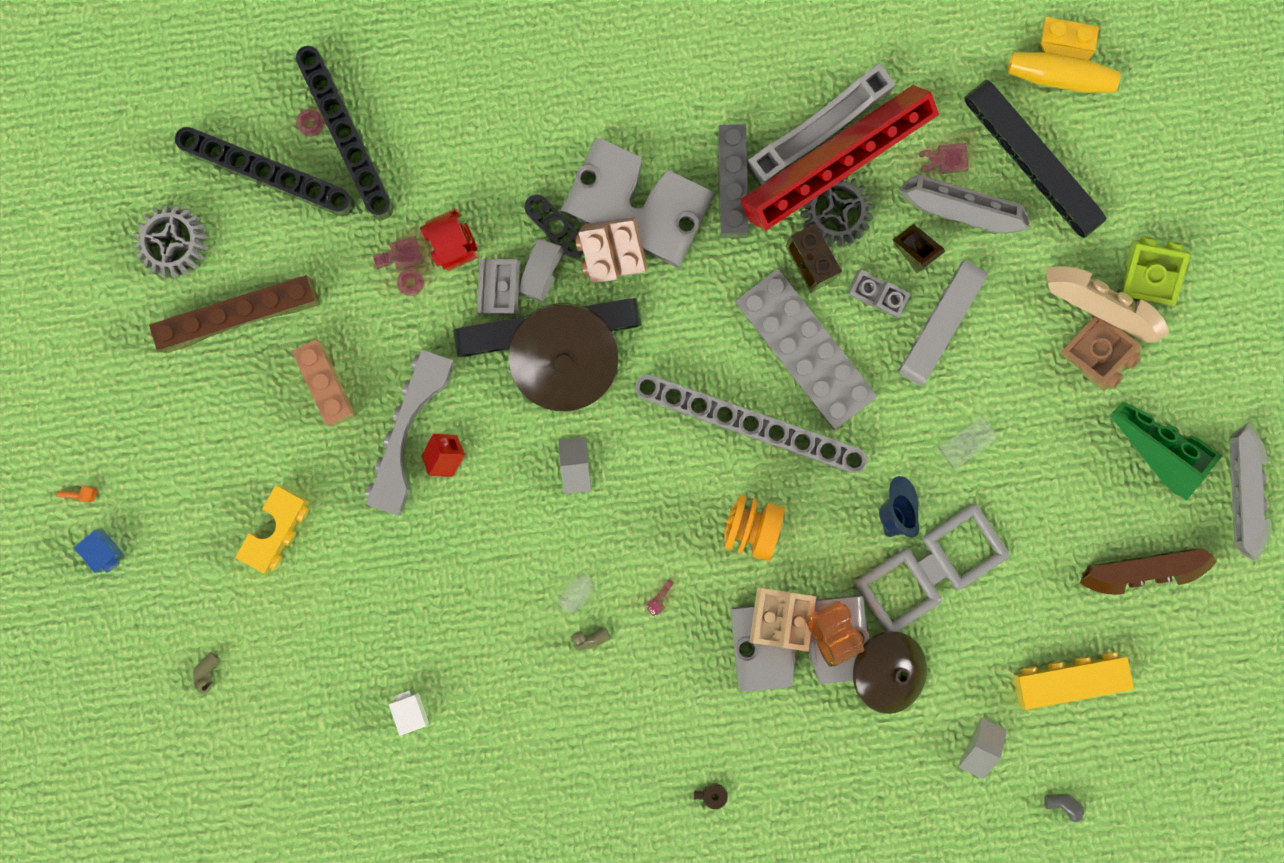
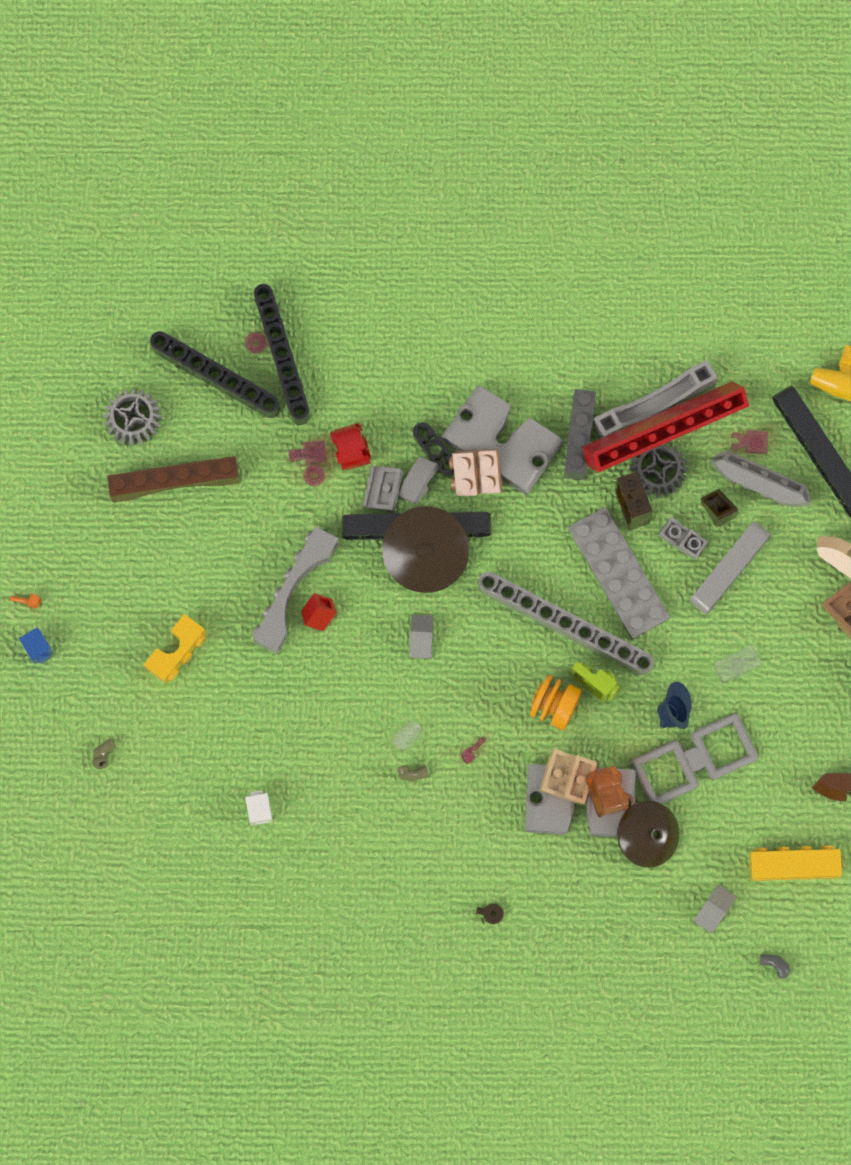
camera: 15 degrees right, 10 degrees down
(324, 383) = (234, 542): nougat brick -> none
(806, 496) = (601, 684): none -> lime plate

